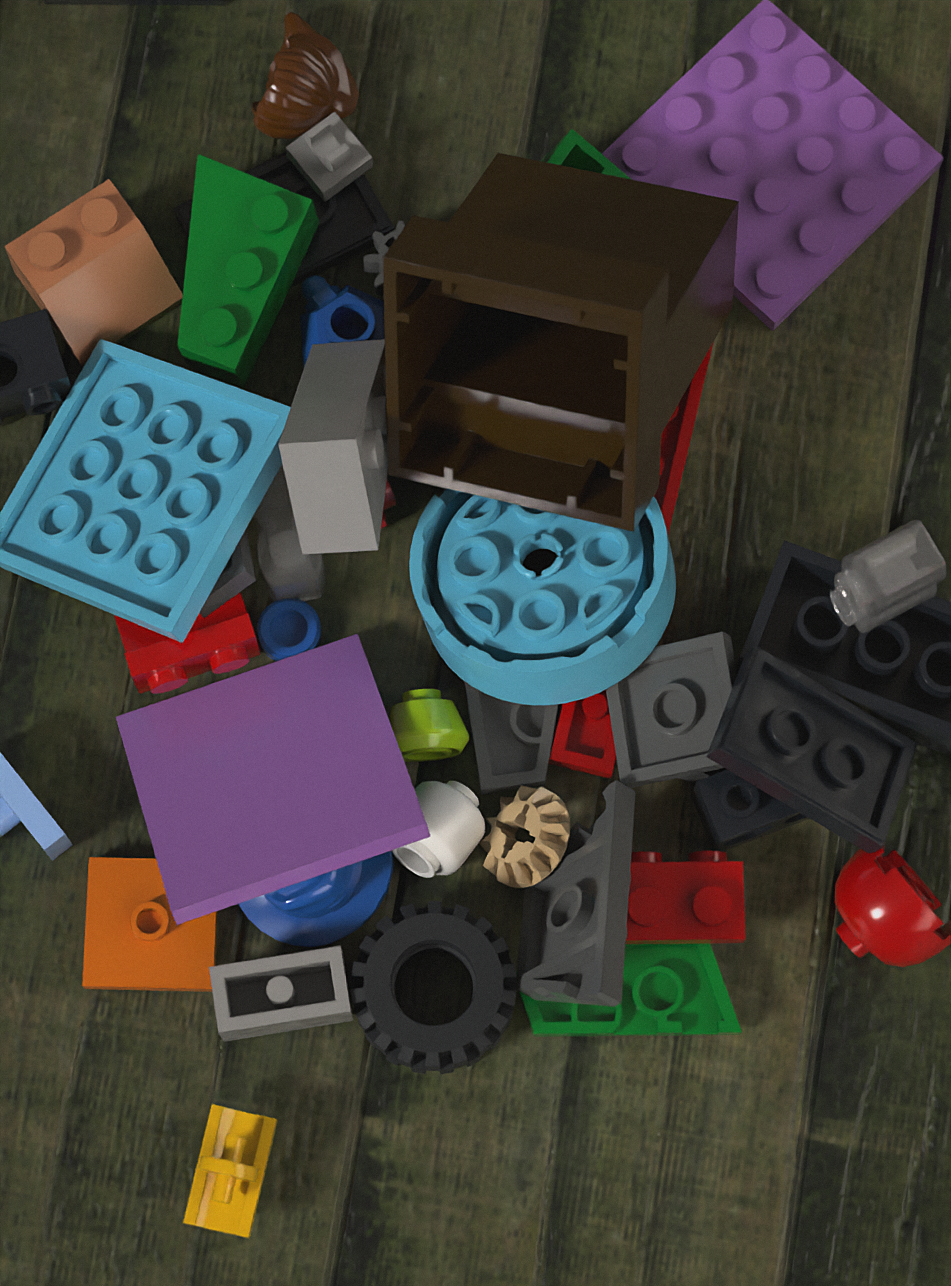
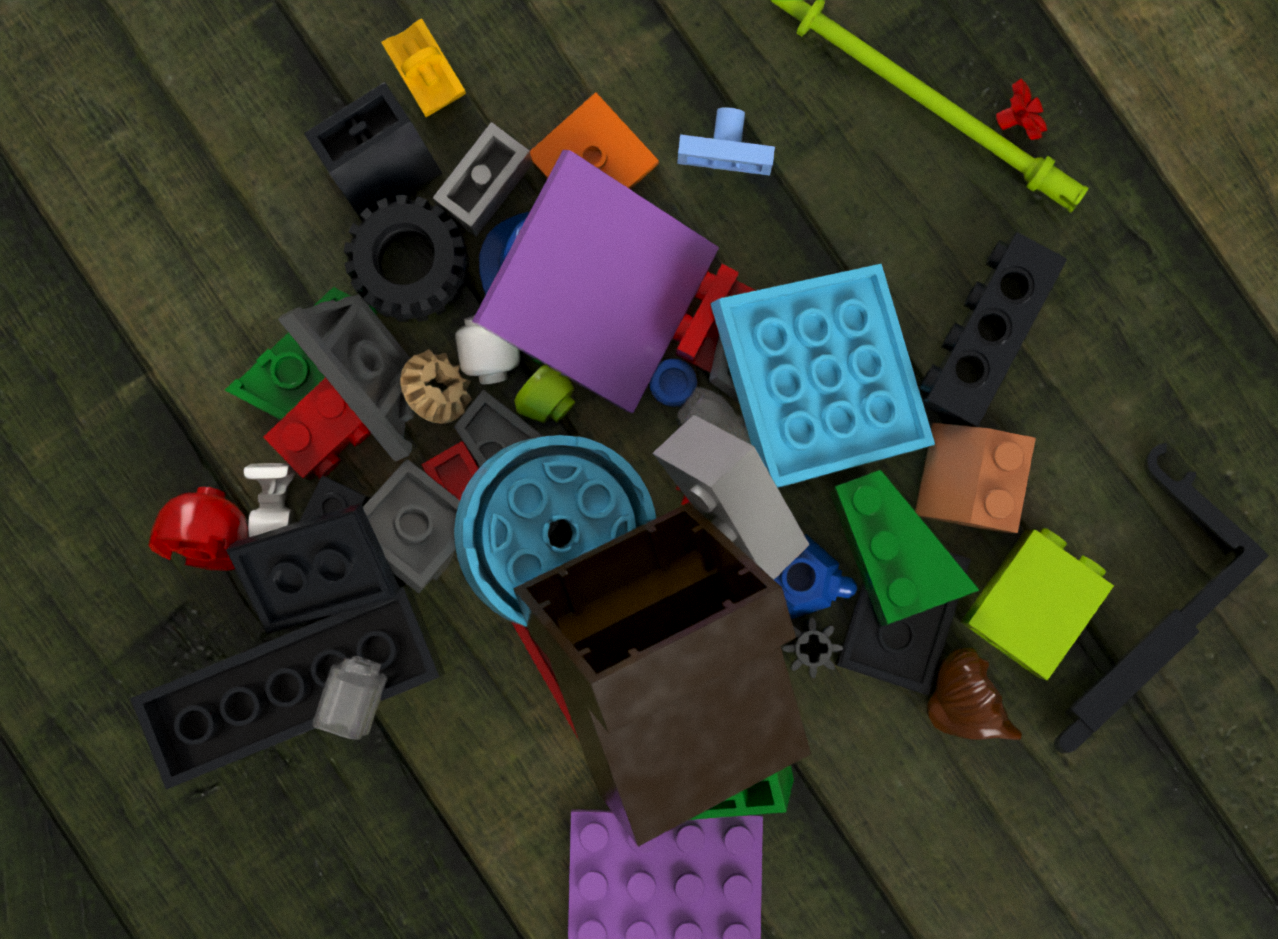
camera: 140 degrees right, 10 degrees up
(151, 111) = (1038, 602): none -> lime brick
(329, 156) = (912, 670): light grey tile -> none
(364, 1129) = (373, 151): none -> black slope
(810, 861) = (274, 482): none -> white leg

